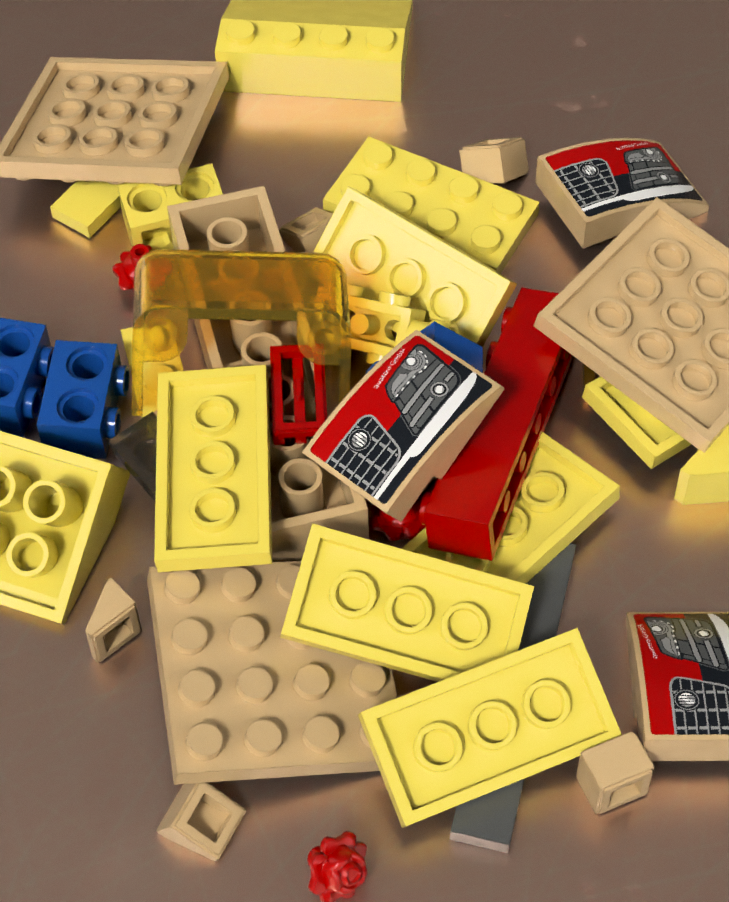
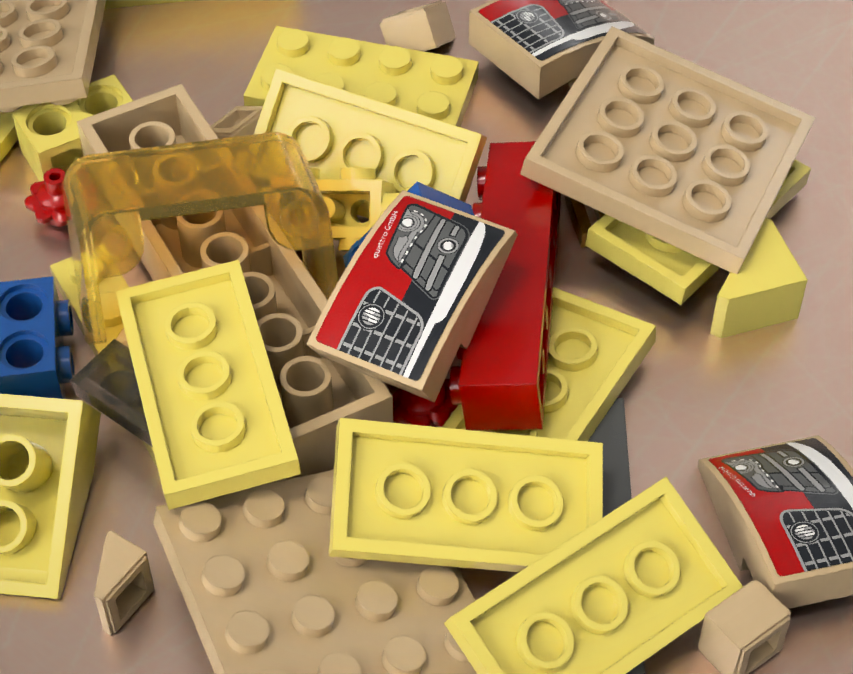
camera: 15 degrees left, 5 degrees down
(300, 428) = (290, 323): red tile -> none

